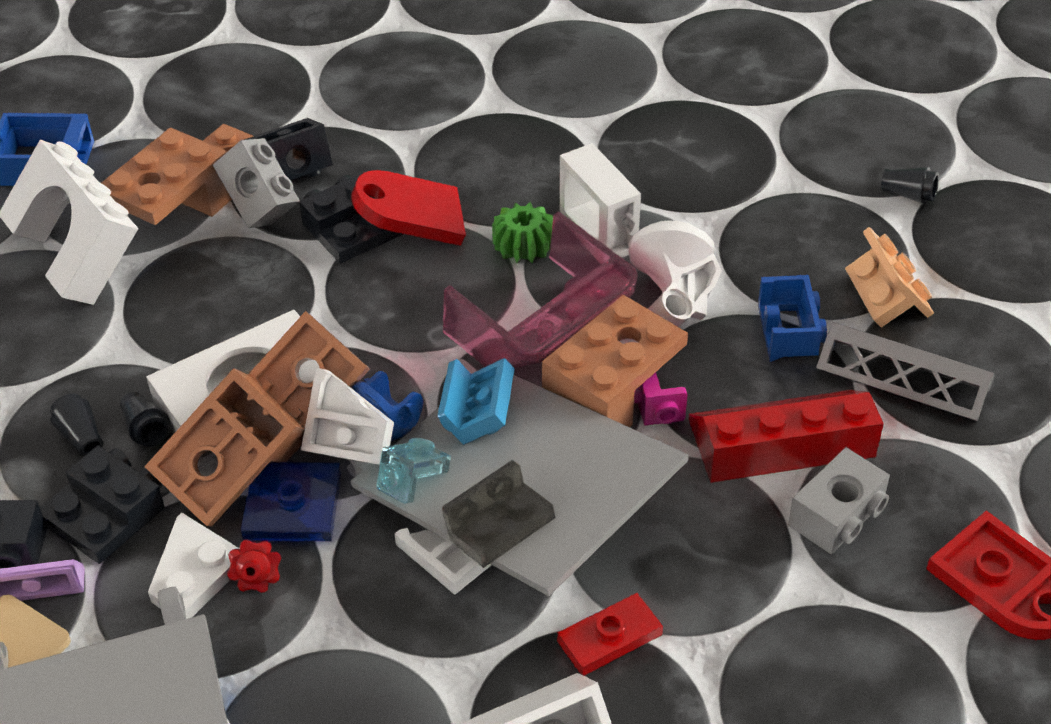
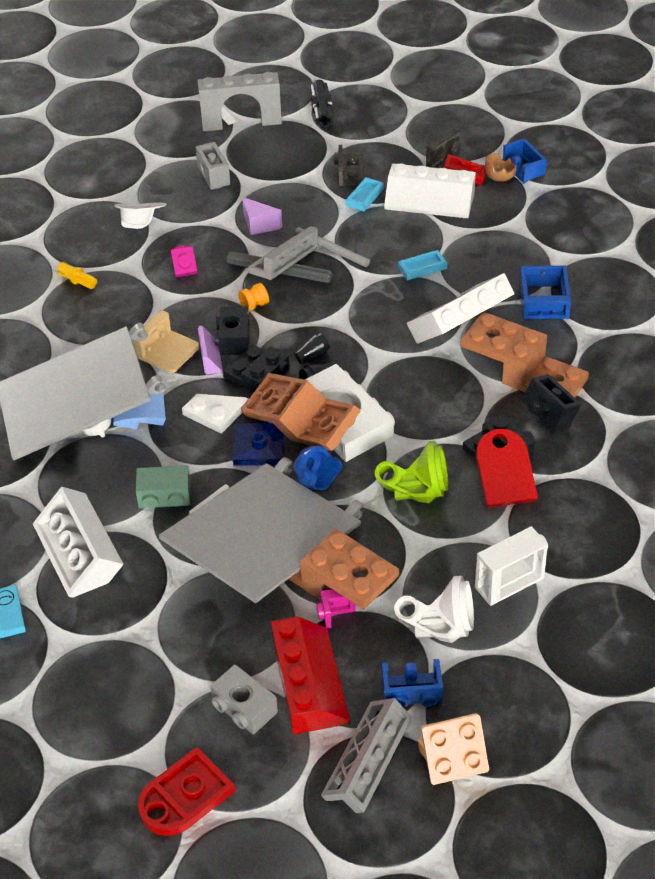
camera: 90 degrees right, 0 degrees up
(254, 566) = (209, 431): red plant -> none
(256, 182) = (506, 386): light grey brick -> none
(344, 422) = (292, 445): white wing -> none
(394, 623) = (163, 486): none -> sand green brick
(405, 464) = (263, 479): clear light blue bracket -> none
(416, 276) = (422, 480): none -> lime piece
(475, 401) = (313, 502): dark azure bracket -> none
(496, 515) = (214, 512): clear smoke bracket -> none
(522, 232) = (487, 531): bright green gear -> none
(596, 283) = (371, 530): clear pink windscreen -> none
(609, 634) = (157, 586): red plate -> none
(912, 183) = (577, 784): black cone -> none

